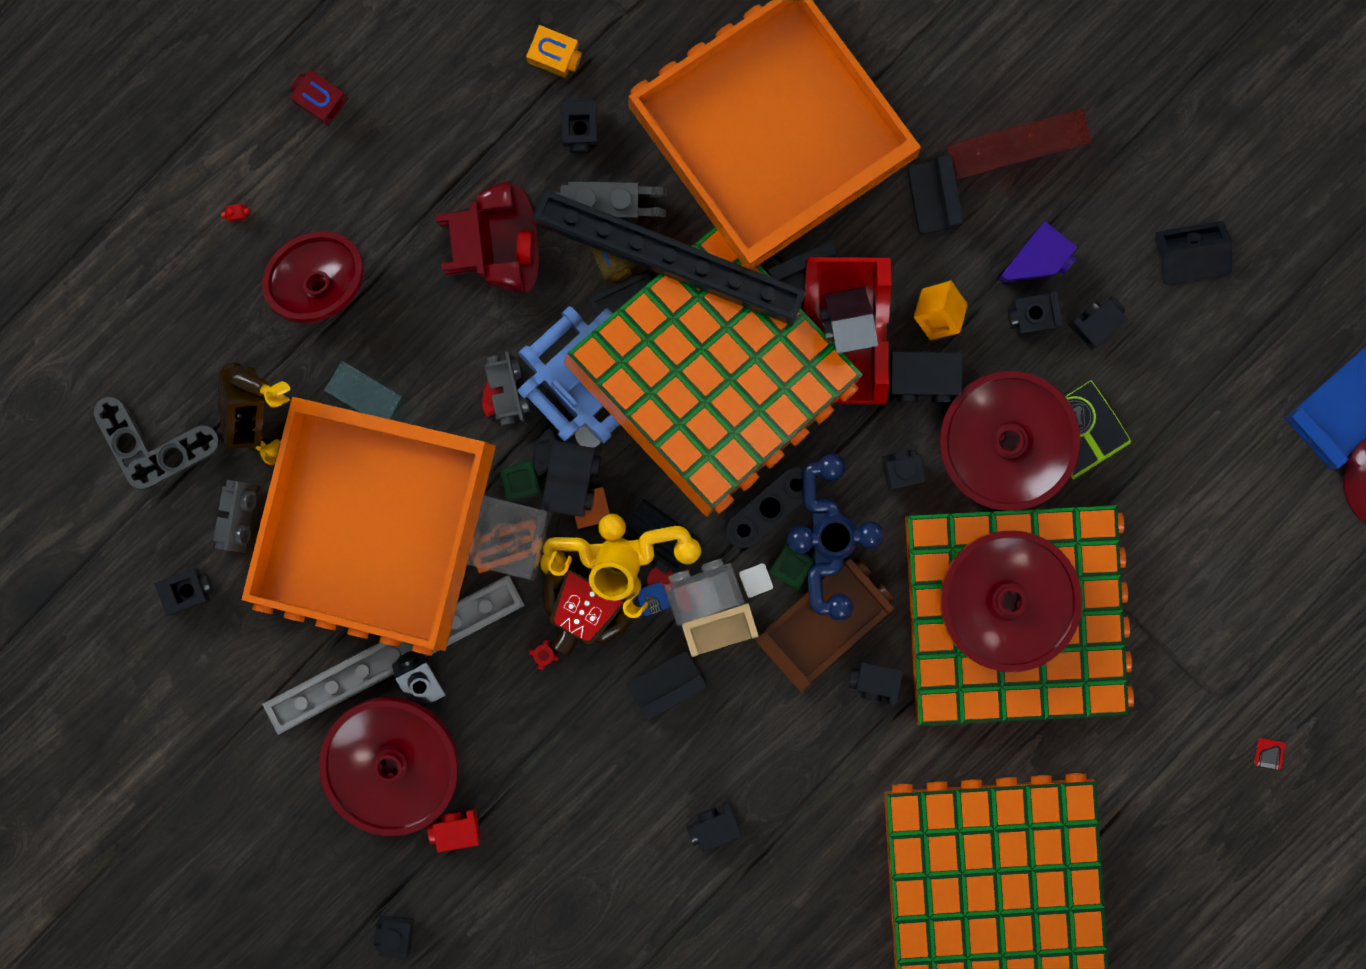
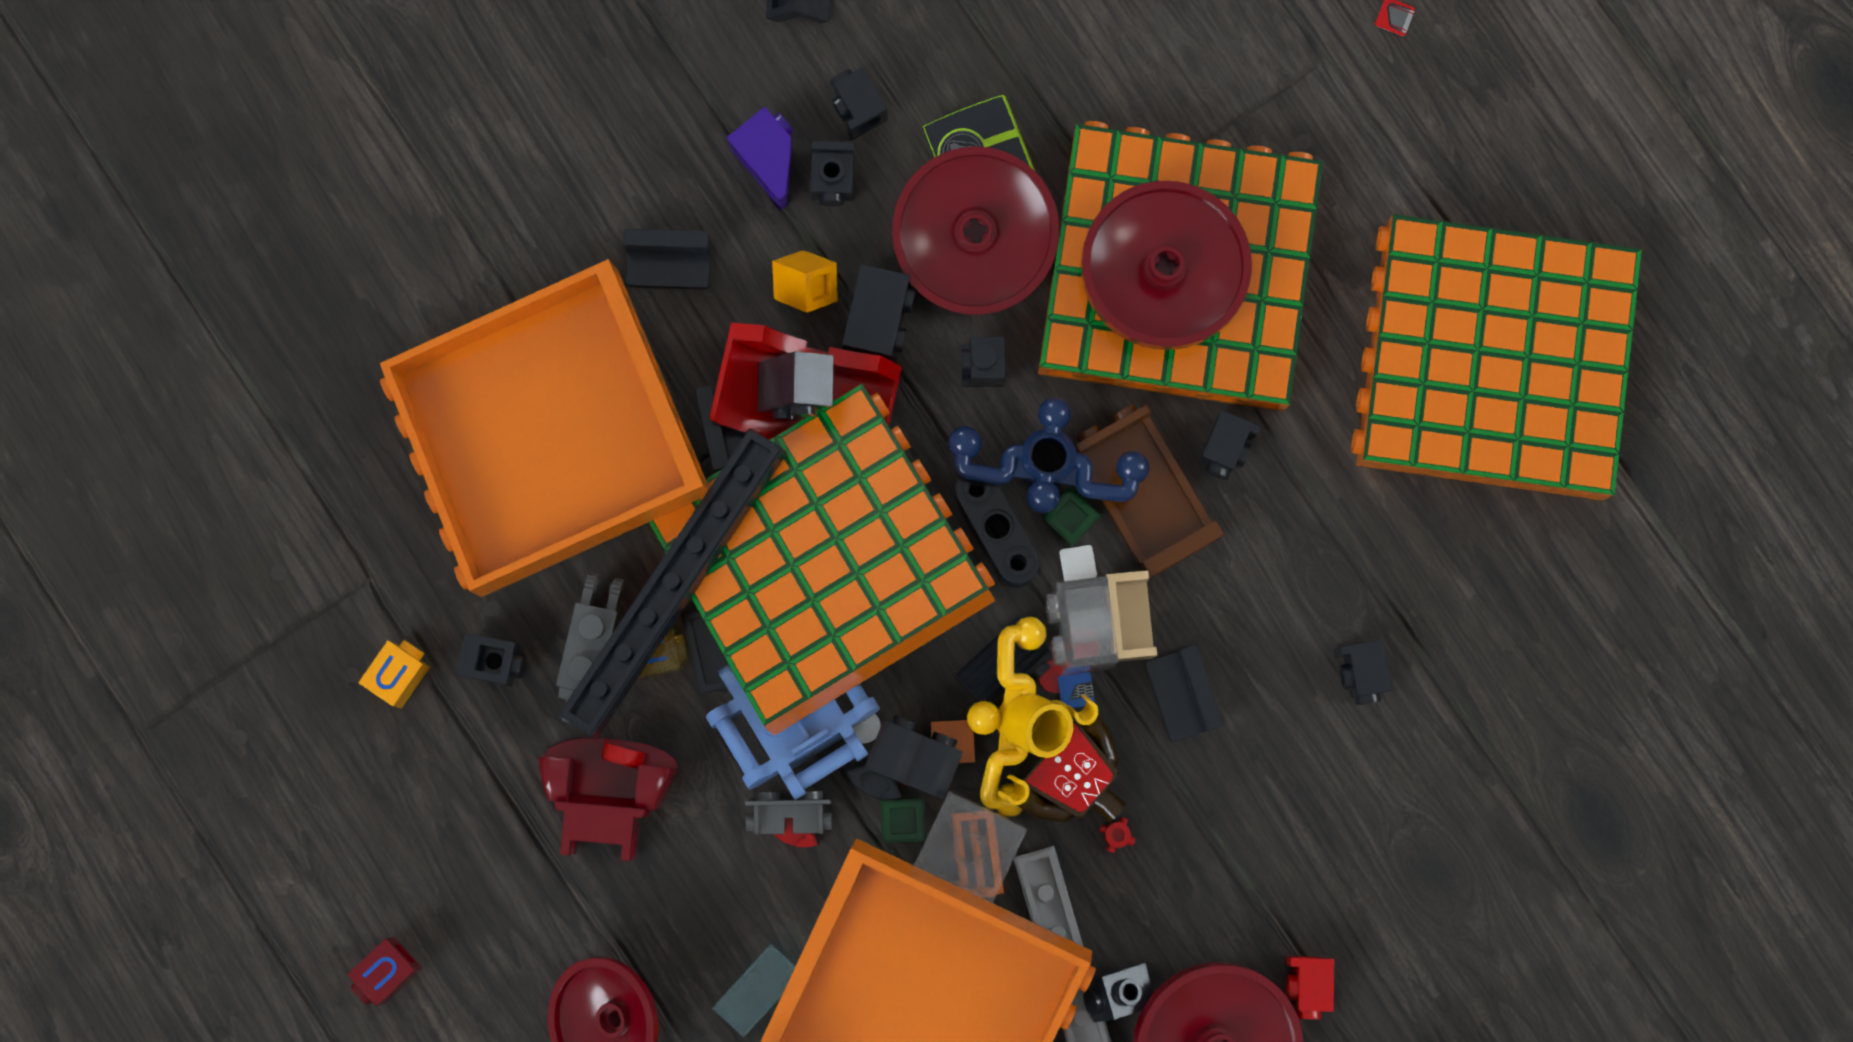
camera: 80 degrees left, 5 degrees down
(1019, 143) = (629, 148): clear red slope -> none

